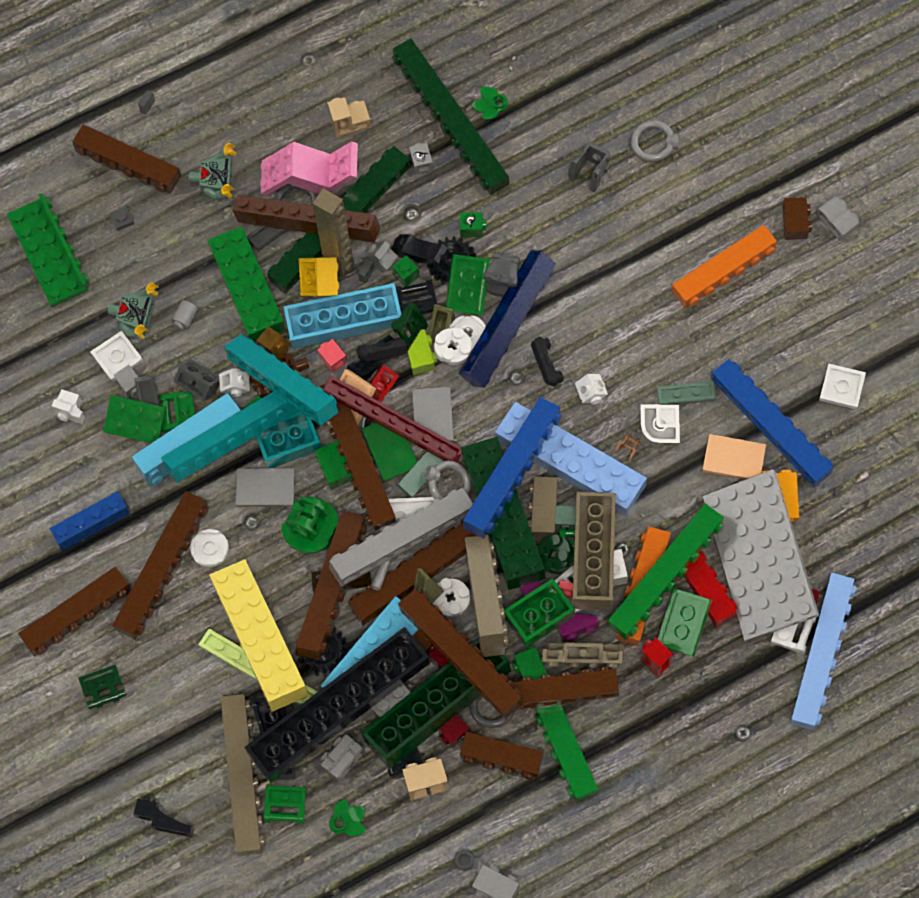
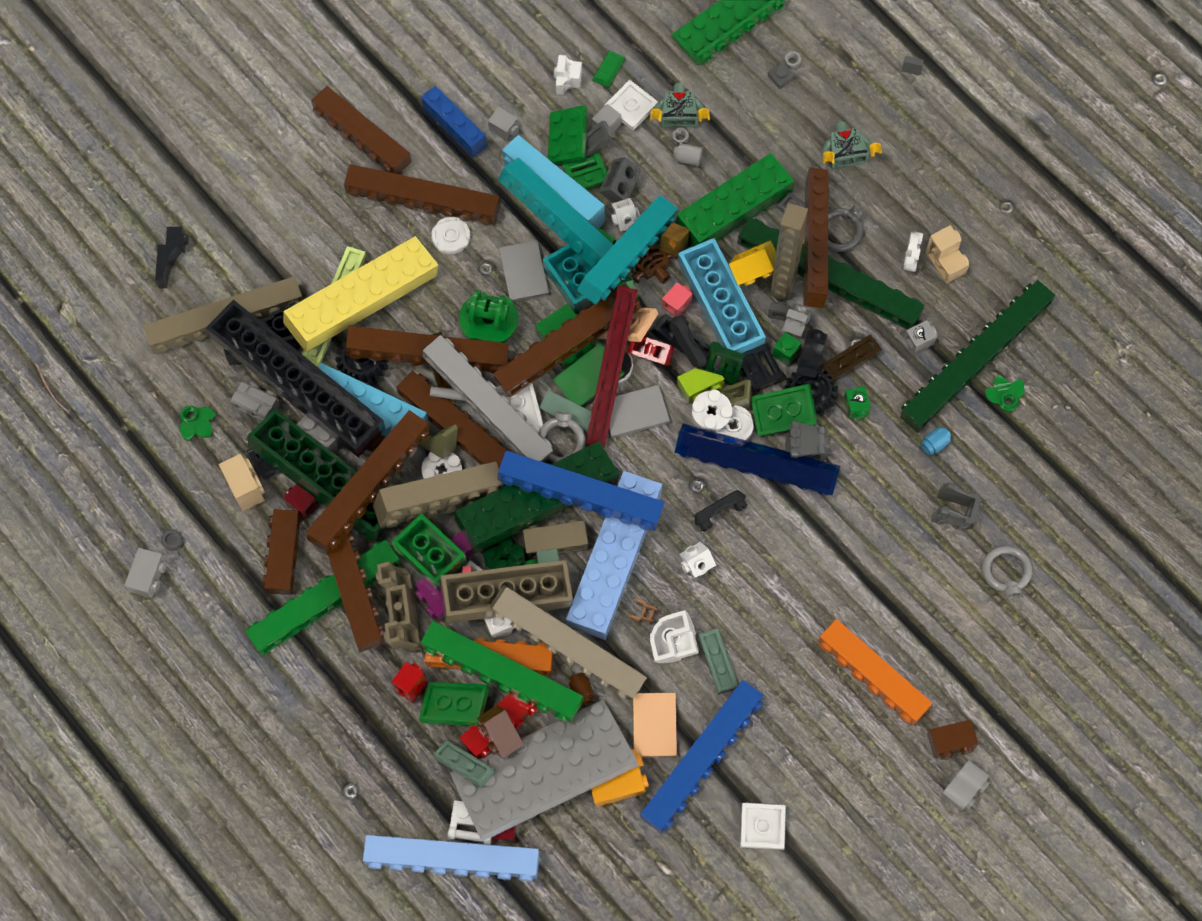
camera: 75 degrees right, 0 degrees up
(69, 370) = (608, 69): none -> green tile
(100, 681) = (297, 171): dark green plate -> none
(105, 475) = (503, 124): none -> light grey brick
(108, 199) = (793, 54): none -> light grey axle
(126, 159) = (844, 63): reddish brown brick -> none
(161, 314) = (680, 131): none -> light grey axle
(285, 798) = (207, 359): green plate -> none
(309, 168) = (874, 228): bright pink bracket -> none
(334, 140) = (913, 251): none -> white plate
(426, 218) = (852, 357): none -> dark brown plate
(522, 168) = (936, 440): none -> dark azure brick
(650, 508) = (568, 642): none -> dark tan brick
(687, 511) = (581, 684): none -> reddish brown brick
(722, 582) = (499, 731): none -> reddish brown piece
(740, 624) = (463, 763): none -> sand green tile

